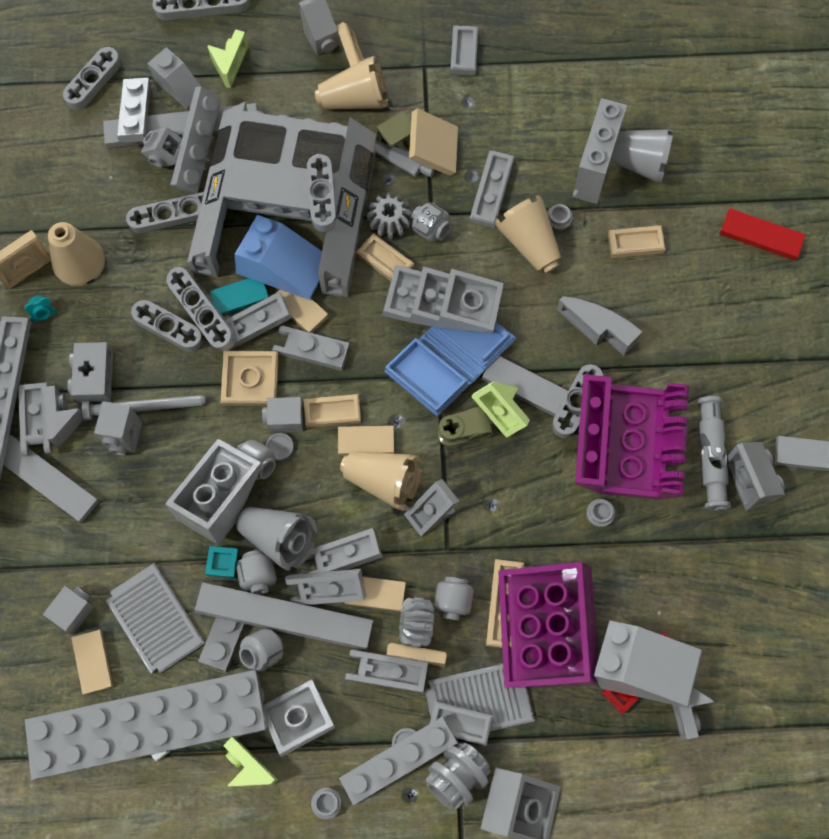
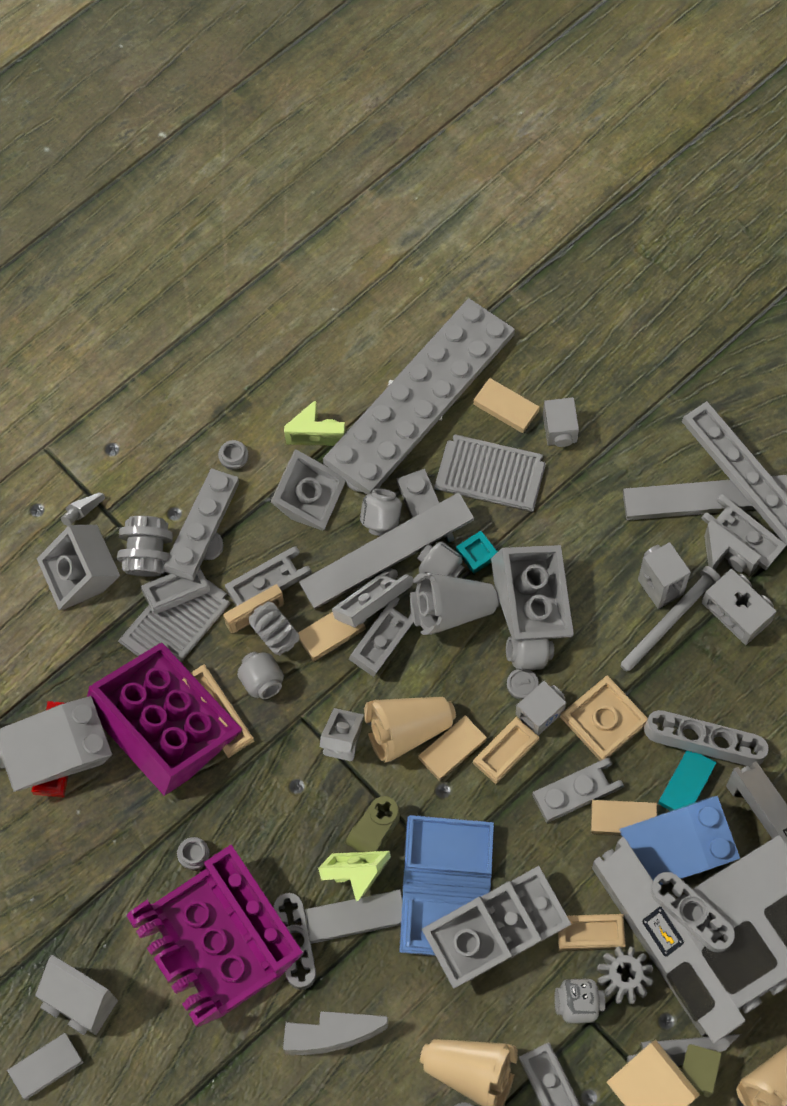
camera: 140 degrees right, 5 degrees down
(162, 315) = (746, 705): light grey beam -> none
(259, 318) = (646, 773): light grey hinge -> none
(712, 441) = (142, 1007): light grey piece -> none

